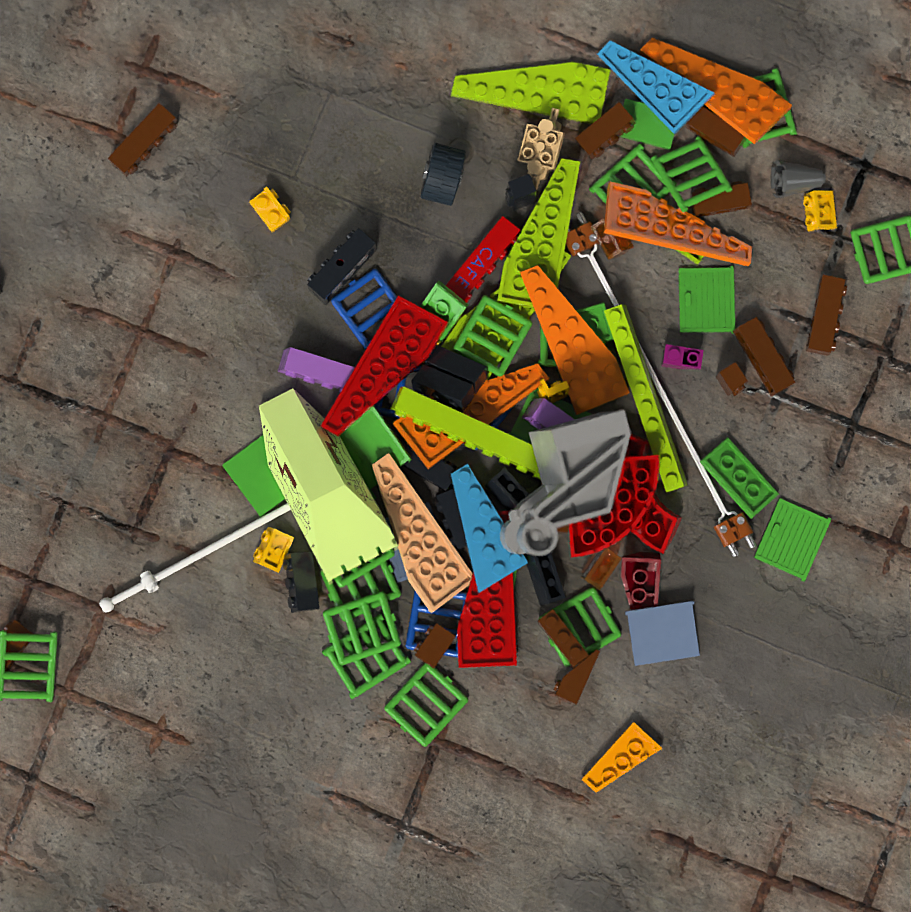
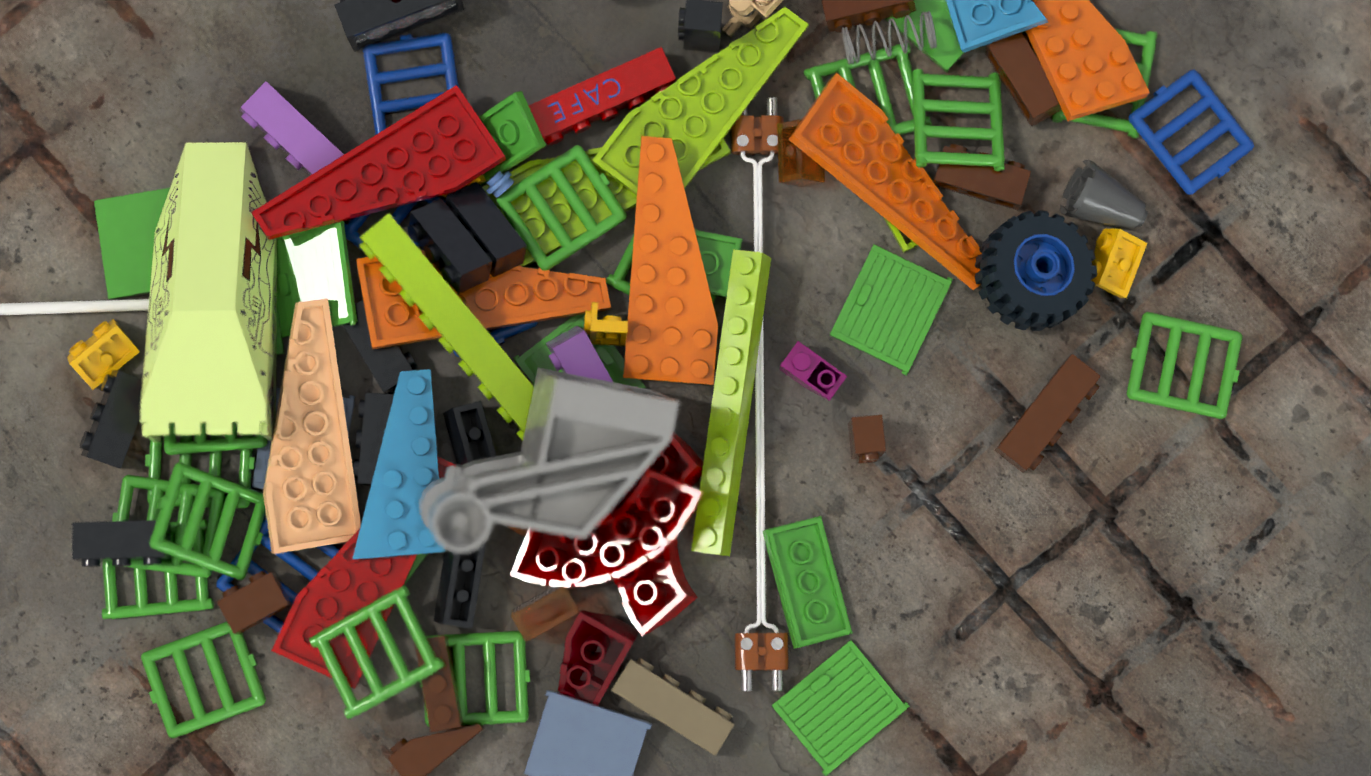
camera: 25 degrees right, 0 degrees up
(343, 649) = (116, 543): none -> black brick
(382, 635) = (184, 551): none -> bright green bar
(451, 339) = (499, 183): none -> medium blue plate
(533, 658) = (405, 677): none -> bright green bar
(612, 165) = (849, 49): none -> light grey piece
(700, 585) = (672, 706): none -> dark tan brick
(764, 356) = (930, 428): reddish brown brick -> none
(779, 238) = (1035, 270): none -> black wheel
(808, 130) = (1155, 140): none -> blue bar

